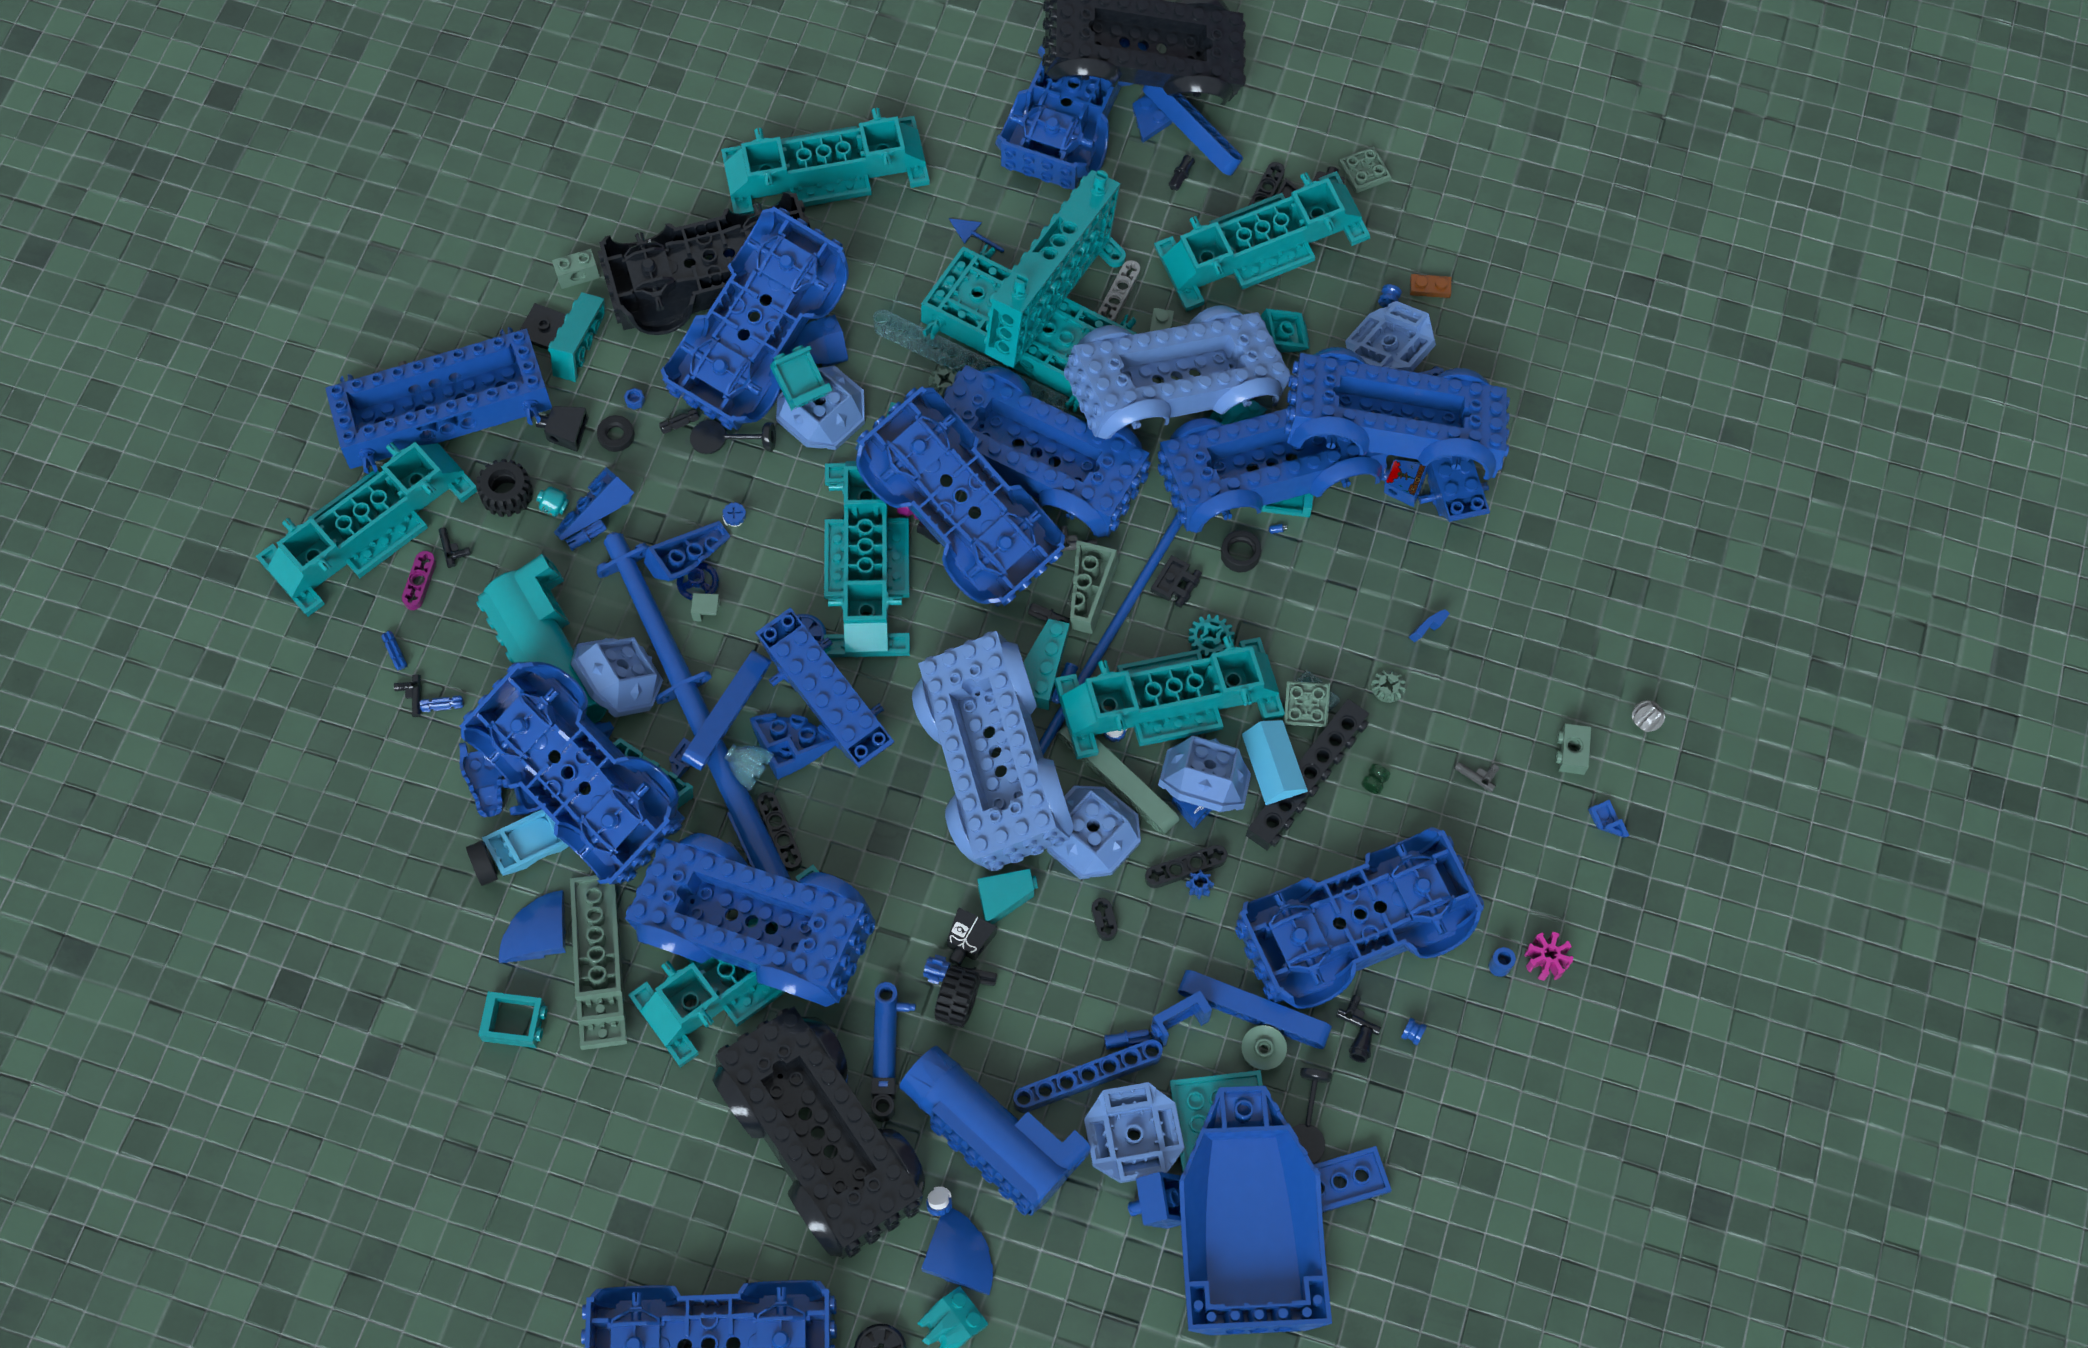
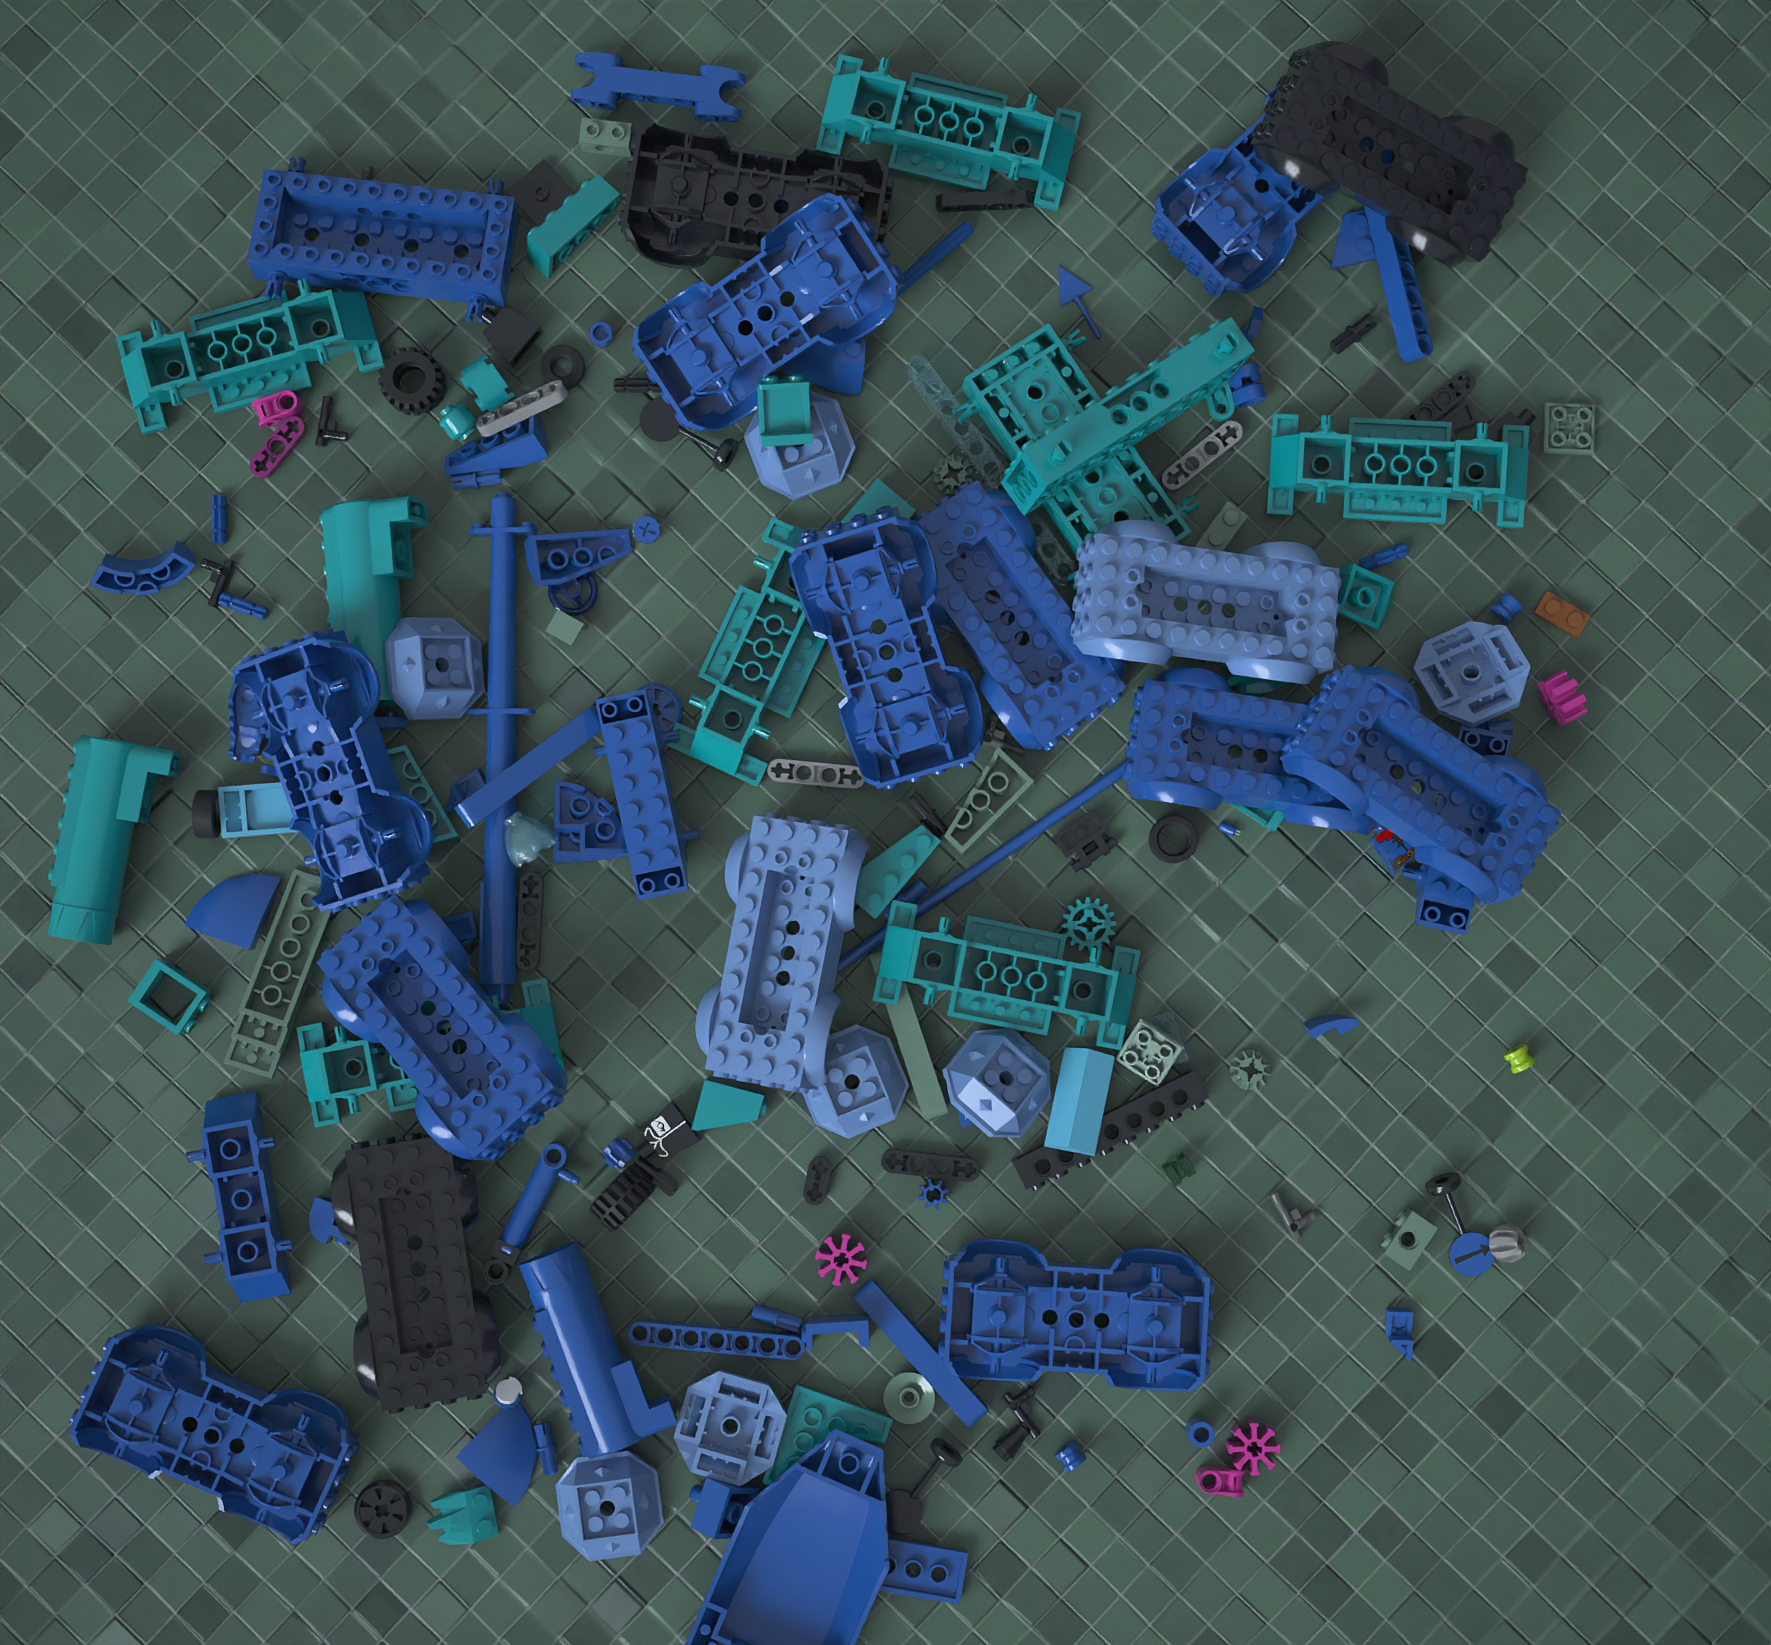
camera: 30 degrees right, 20 degrees up
(353, 715) = (144, 576): none -> blue brick
(395, 895) = (106, 796): none -> teal piece
(405, 552) = (272, 408): none -> dark pink piece
(563, 463) = (486, 383): none -> teal brick
(597, 471) = (521, 408): none -> light grey beam
(629, 214) = (649, 86): none -> blue piece
(660, 1165) = (245, 1198): none -> blue piece
(722, 1137) = (323, 1222): none -> blue brick
(859, 241) = (935, 255): none -> blue axle
(874, 198) = (984, 201): none -> black beam
(948, 623) = (816, 774): none -> light grey beam
(992, 1232) = (546, 1448): none -> blue axle
(1063, 1276) = (632, 1489): none -> medium blue piece
(1126, 234) = (1250, 393): none -> blue wheel
(1163, 967) = (846, 1264): none -> dark pink gear
(1287, 300) = (1384, 557): none -> blue axle
(1463, 333) = (1561, 698): none -> dark pink gear
(1542, 991) = (1226, 1480): none -> dark pink piece
(1578, 586) = (1519, 1058): none -> lime wheel
(1624, 738) = (1470, 1250): none -> piece

